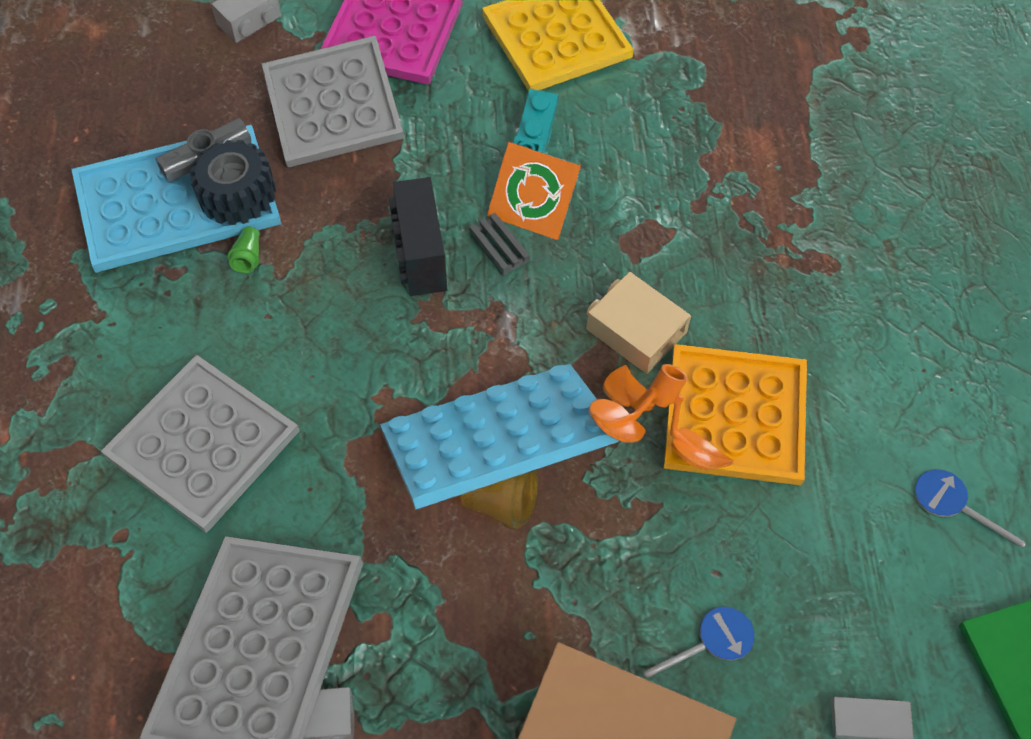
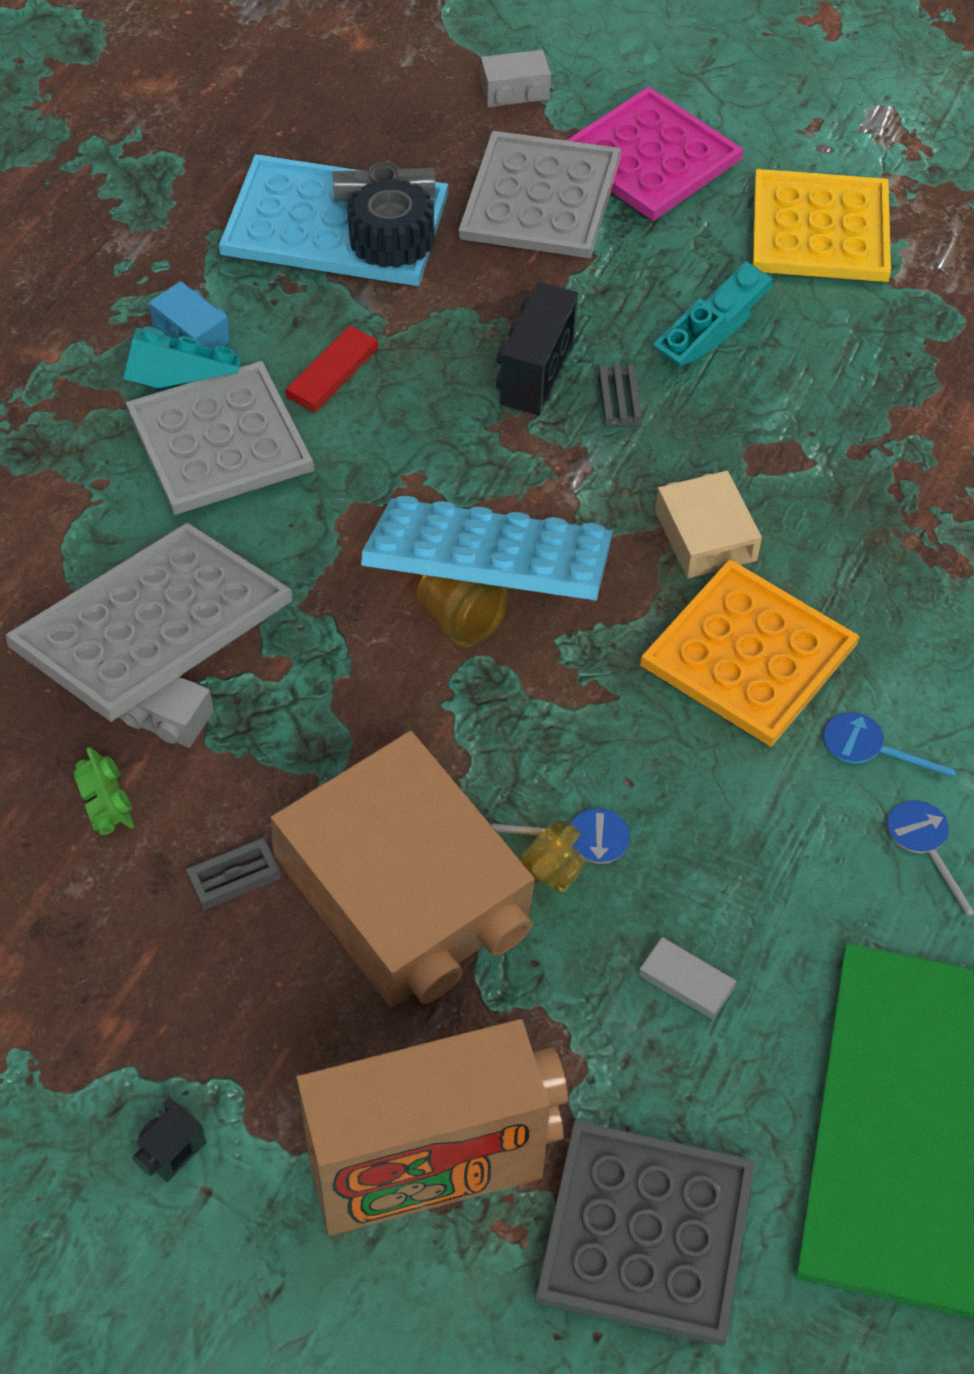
camera: 30 degrees right, 5 degrees down
(109, 347) = (188, 314): none -> dark azure brick
(118, 394) = (171, 361): none -> teal slope
(245, 252) = (366, 294): bright green cone -> none
(256, 332) = (332, 369): none -> red tile
(533, 190) = (683, 357): orange sticker -> none
(665, 390) = (662, 583): orange plant -> none
(715, 678) = (554, 858): none -> clear yellow piece
(855, 445) = (859, 739): none -> blue piece

